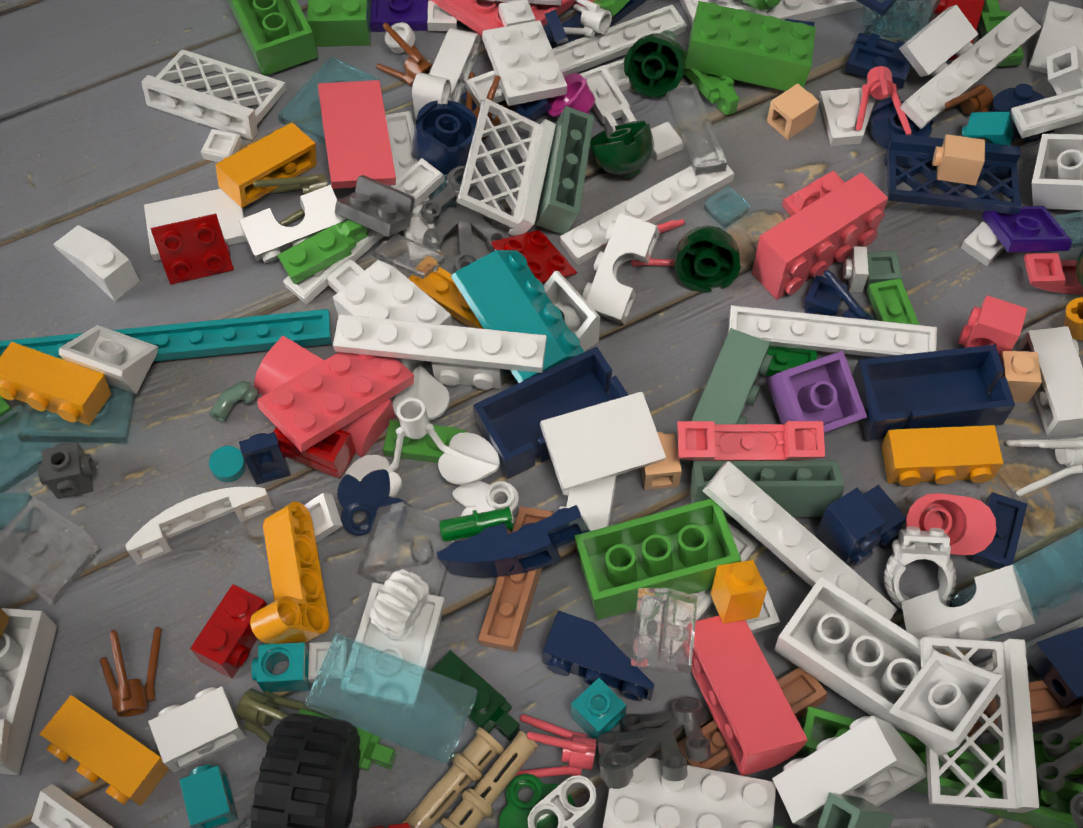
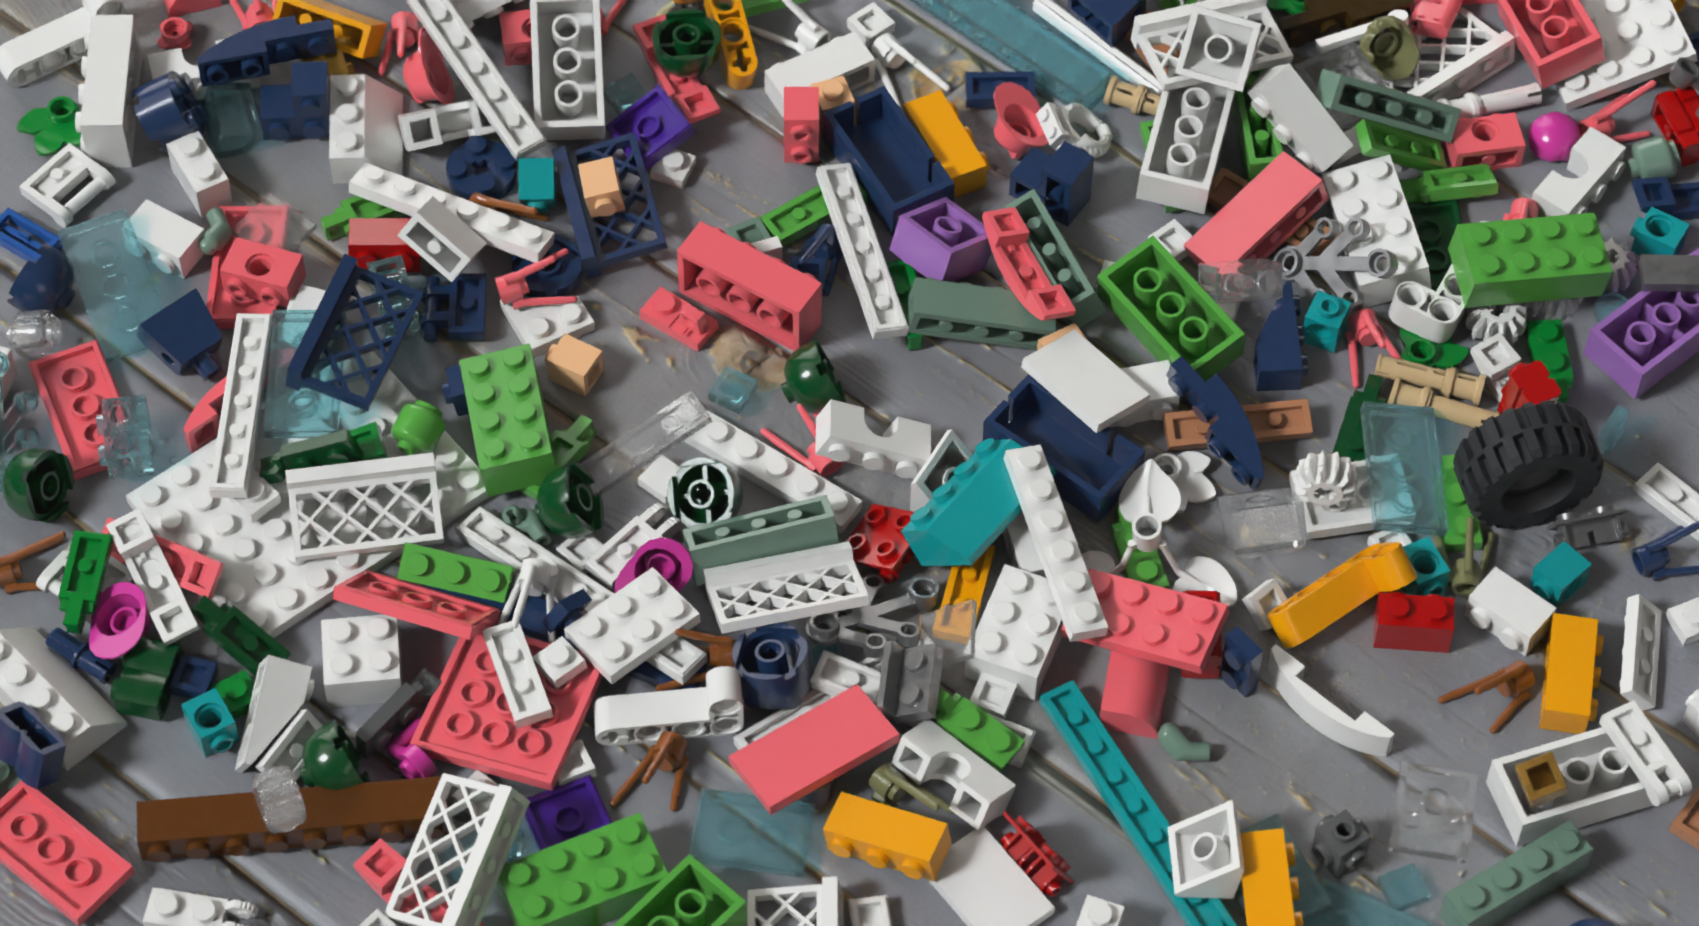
camera: 115 degrees left, 5 degrees down
(227, 464) = (1251, 718): teal tile -> none
(364, 496) = (1233, 570): dark blue plate -> none
(405, 33) = (625, 795): white tile -> none
(474, 524) = (1208, 468): green axle -> none
(738, 591) = (1177, 236): light orange brick -> none
(788, 538) = (1107, 213): white plate -> none
(995, 609) = (1099, 50): white arch -> none

